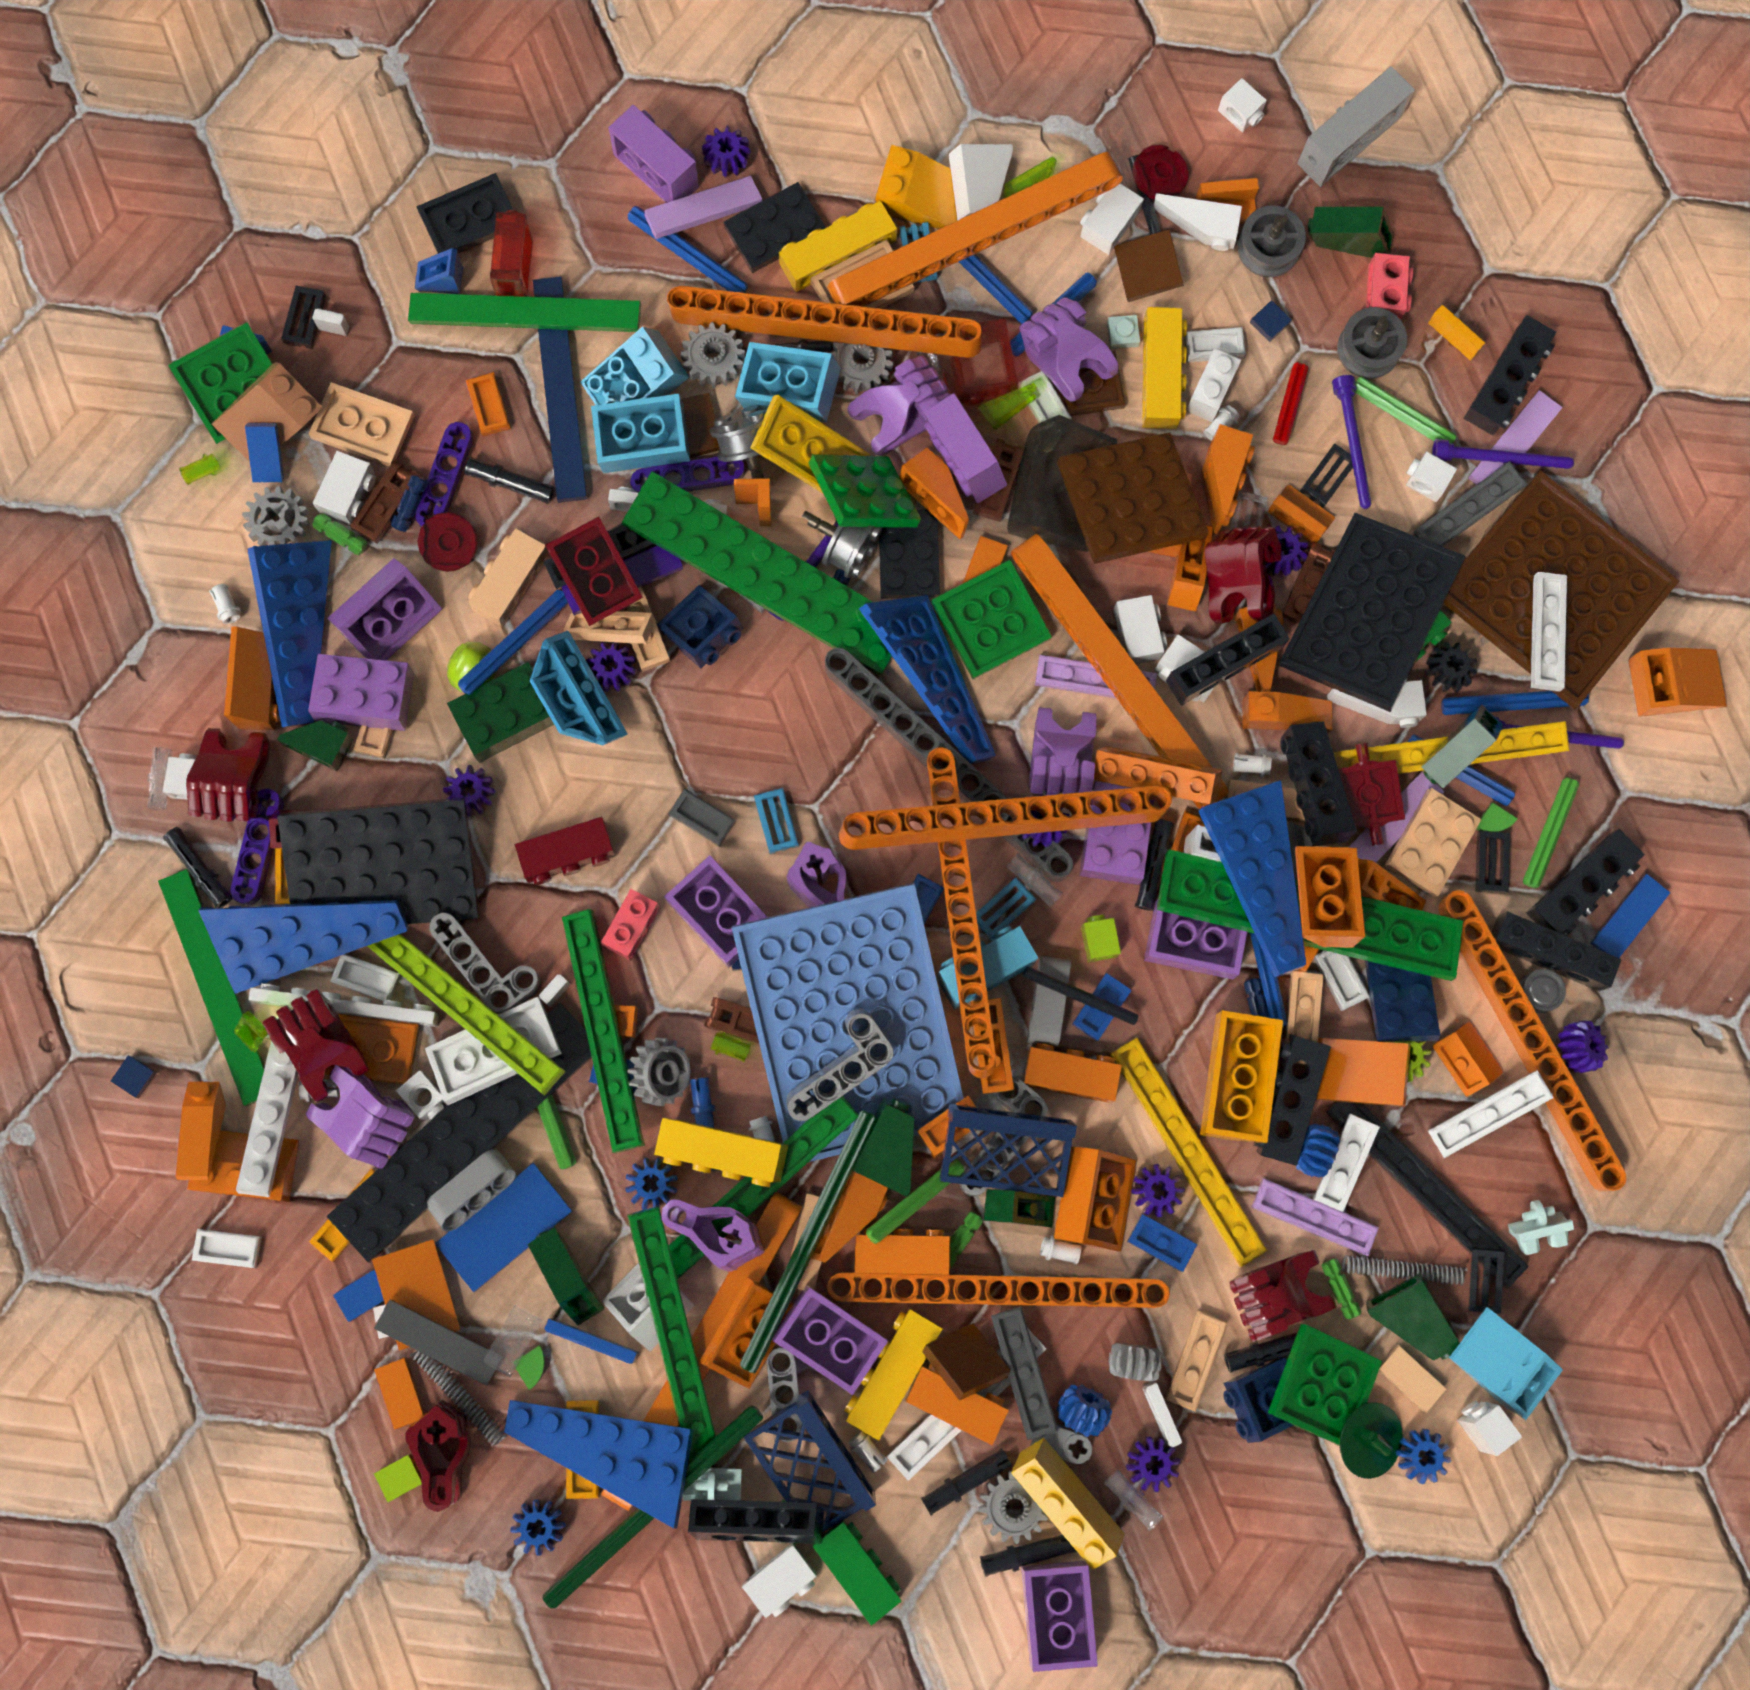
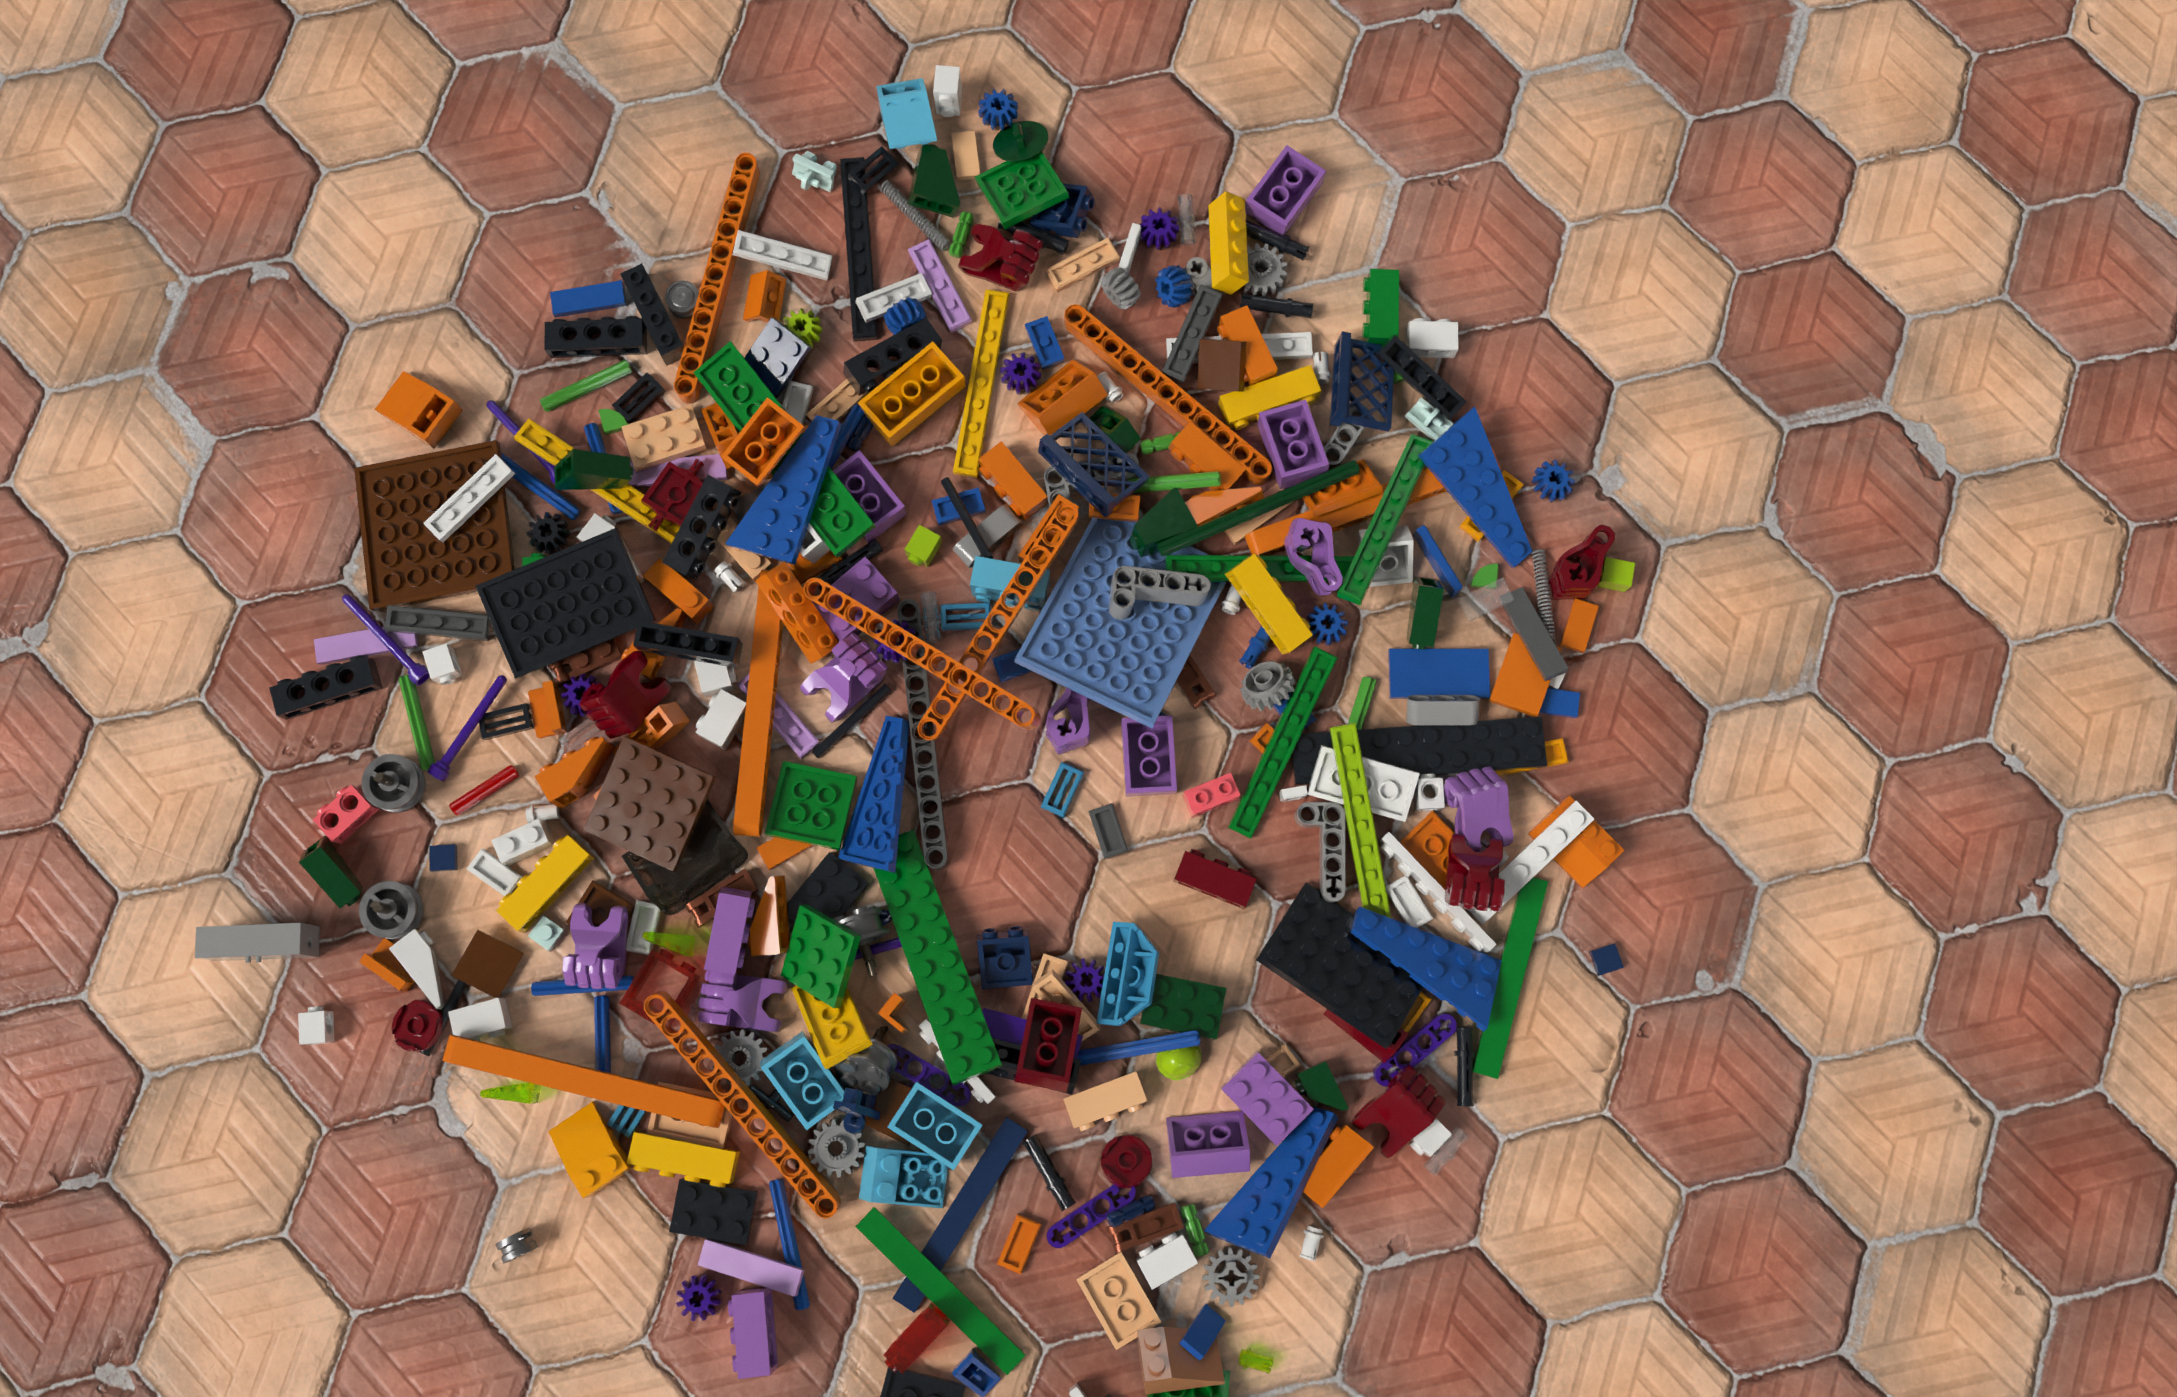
camera: 135 degrees left, 0 degrees up
(199, 1129) = (1590, 881): orange slope -> none
(226, 1248) = (1623, 800): white tile -> none
(251, 1032) = (1508, 920): clear neon green slope -> none
(480, 785) = (1238, 966): dark purple gear -> none
(639, 1519) = (1493, 434): dark green axle -> none
(720, 394) = (857, 1106): none -> dark blue hips
(730, 1047) = (1209, 668): clear neon green pin -> none
(914, 72) = (516, 1245): none -> flat silver wheel
(978, 175) = (545, 1122): white slope -> none
(1023, 726) = (851, 721): none -> black bar
(1365, 1072) = (833, 335): orange tile -> none
(1456, 332) = (331, 745): light orange tile -> none
(1583, 1046) = (690, 247): dark purple gear -> none

